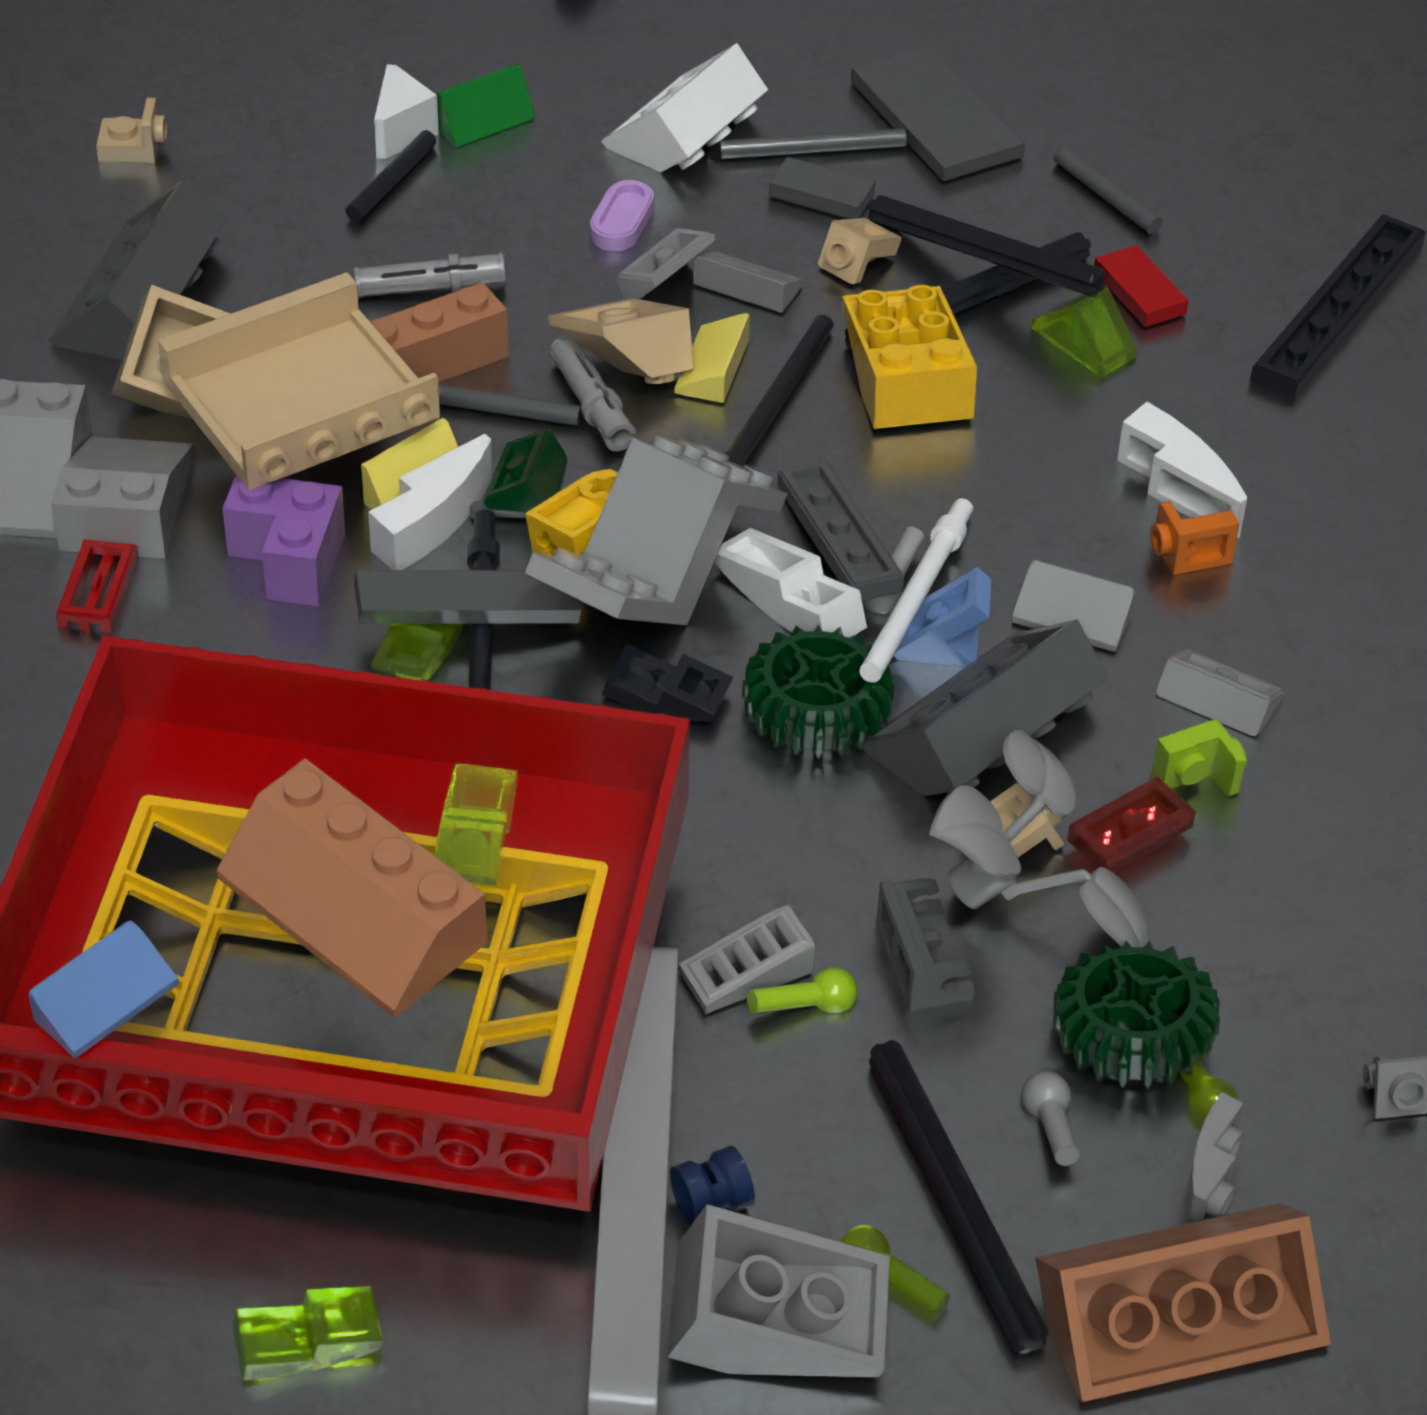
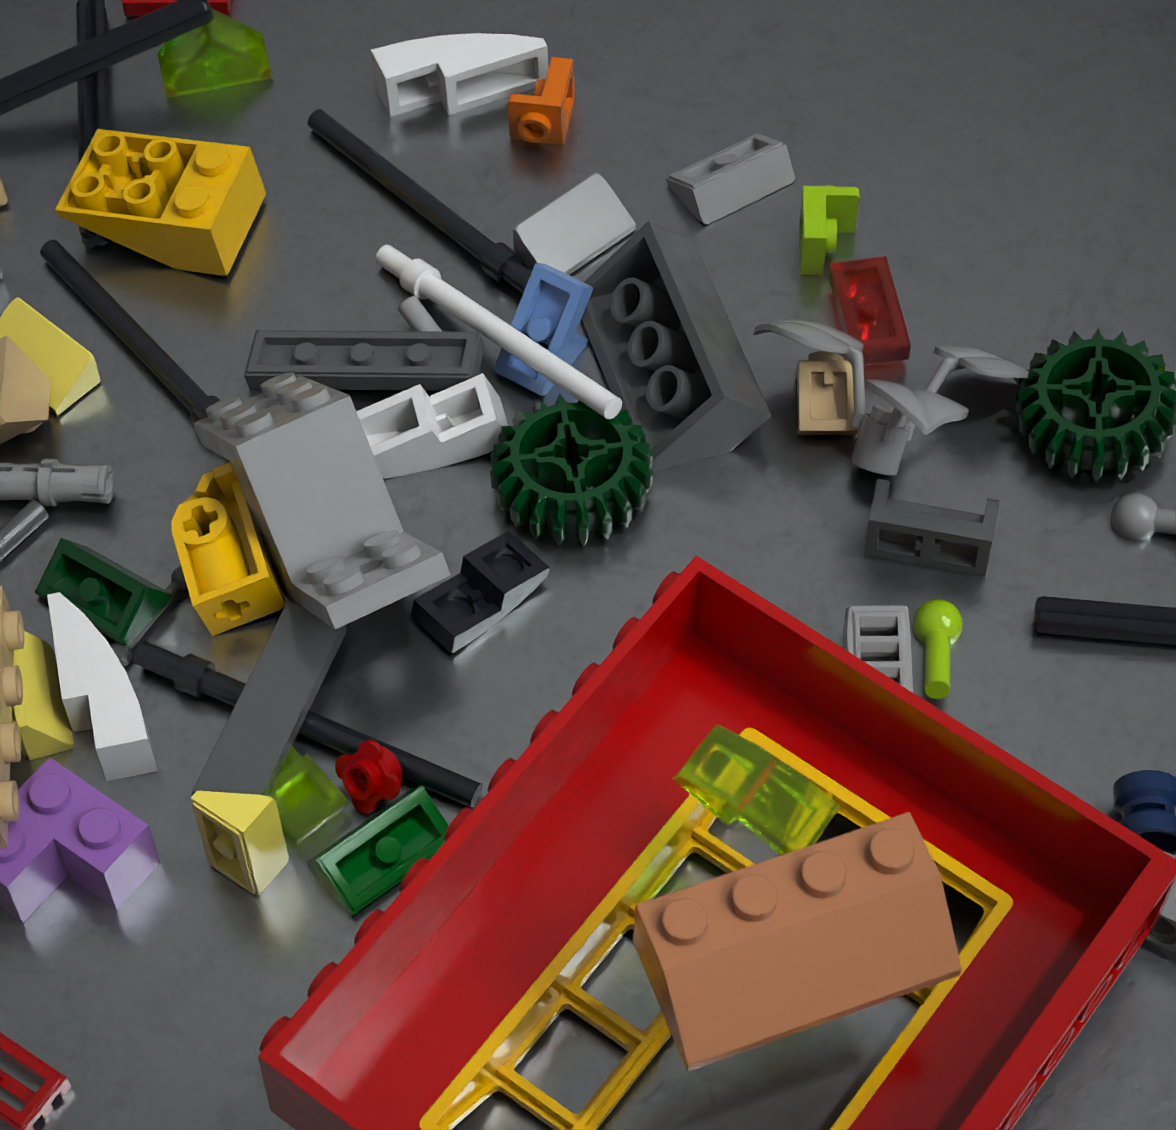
camera: 60 degrees left, 10 degrees up
(337, 617) = (241, 836): none -> light yellow slope
(453, 671) = (369, 775): none -> red plate
(1008, 571) = (496, 259): none -> black bar

